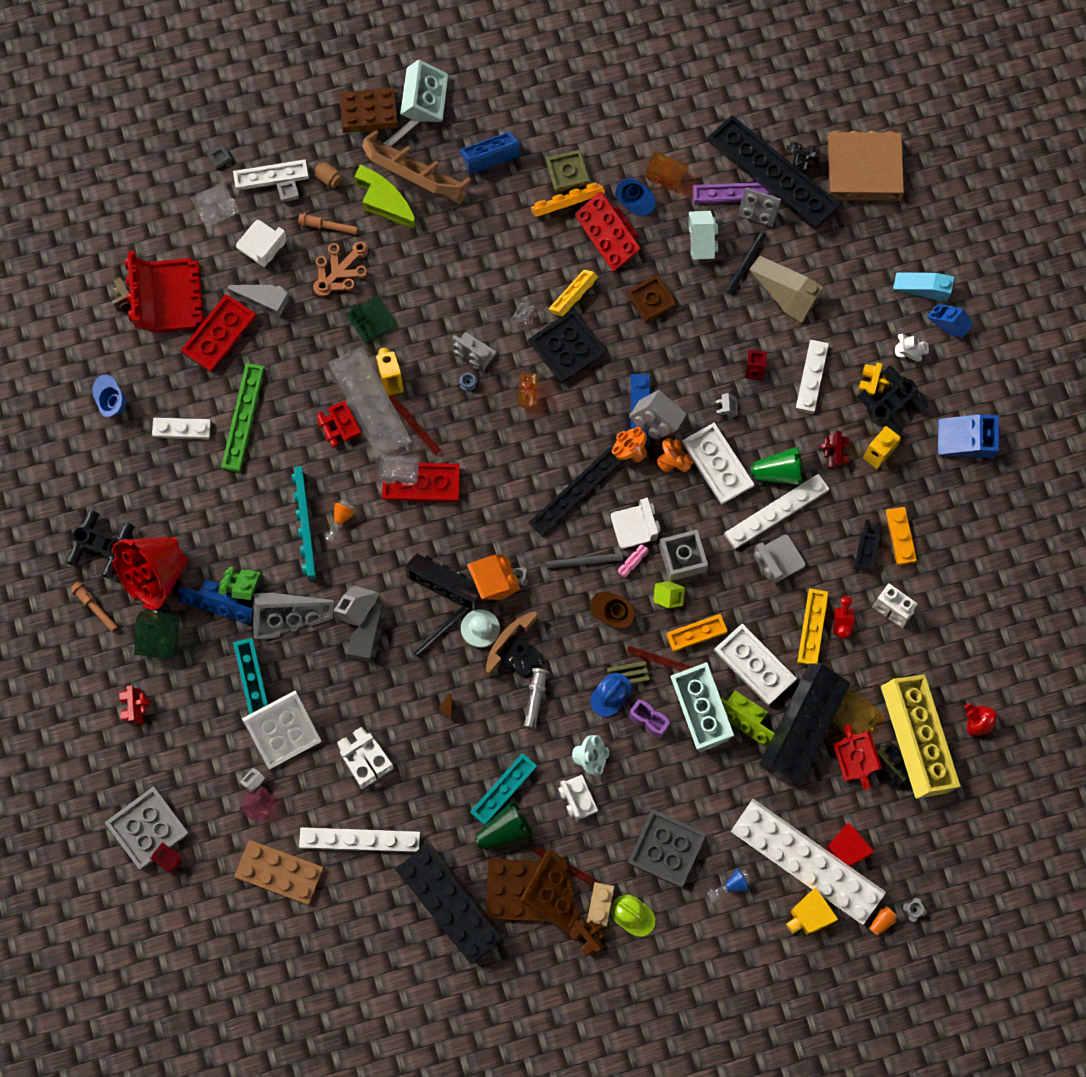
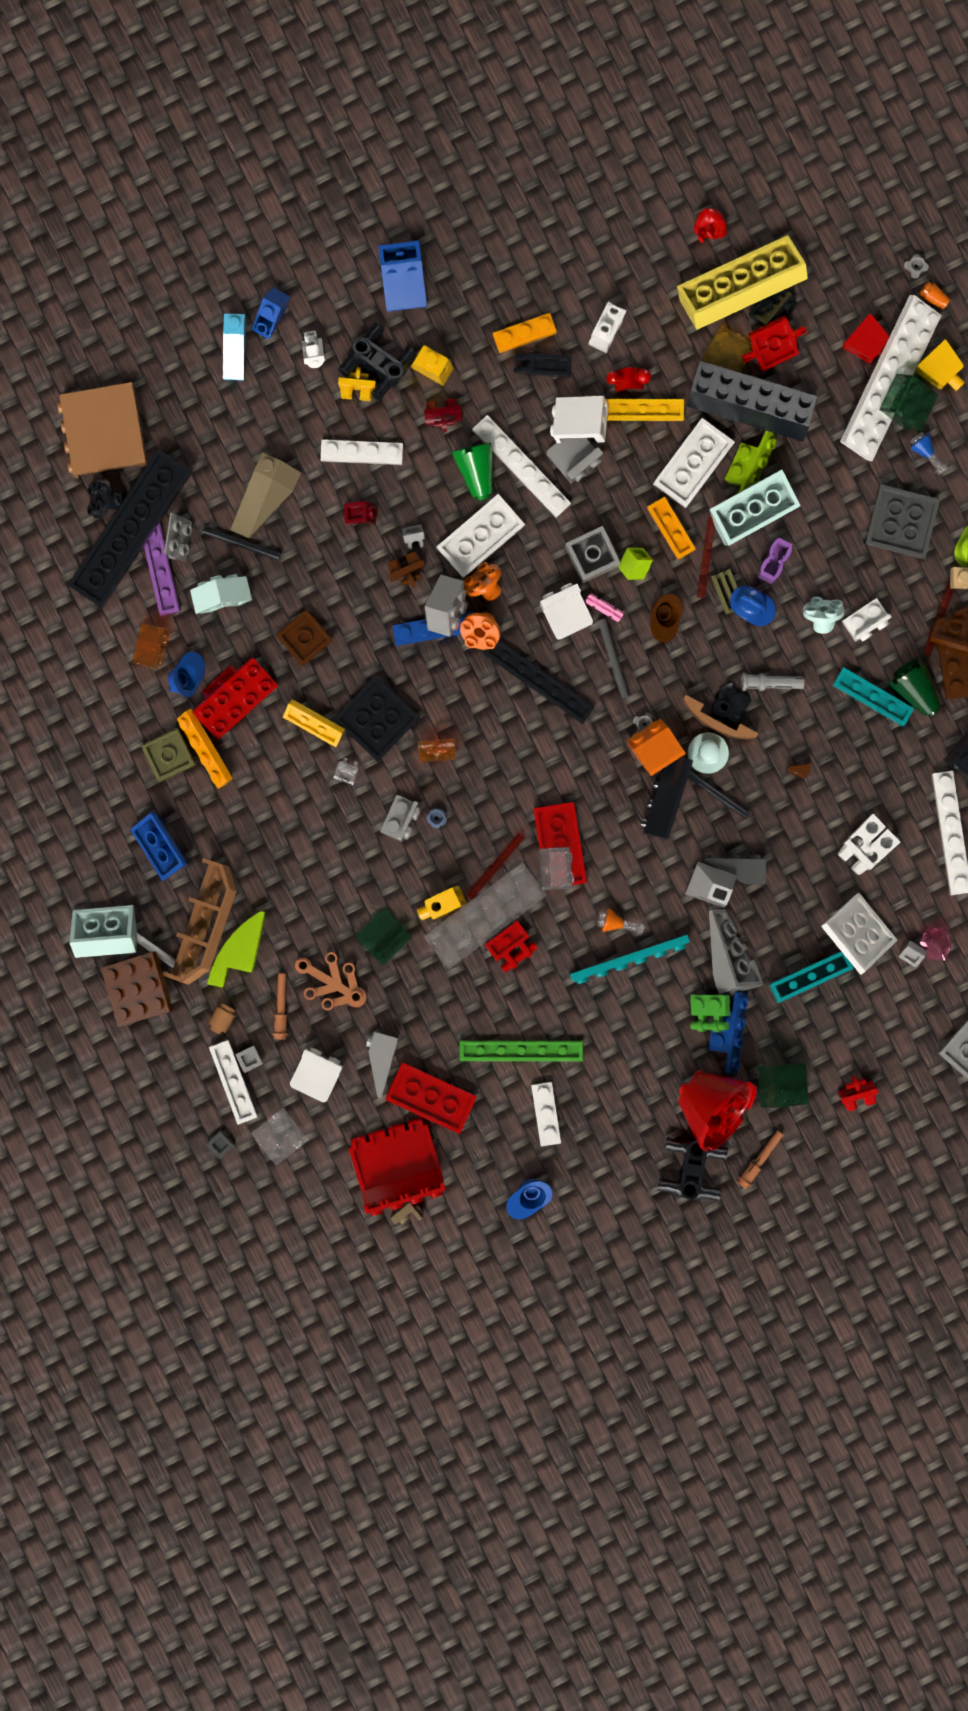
camera: 95 degrees left, 15 degrees up
(696, 386) = (398, 572): none -> reddish brown hips
(781, 871) = (908, 402): none -> clear green brick
(811, 566) = (580, 418): none -> white panel

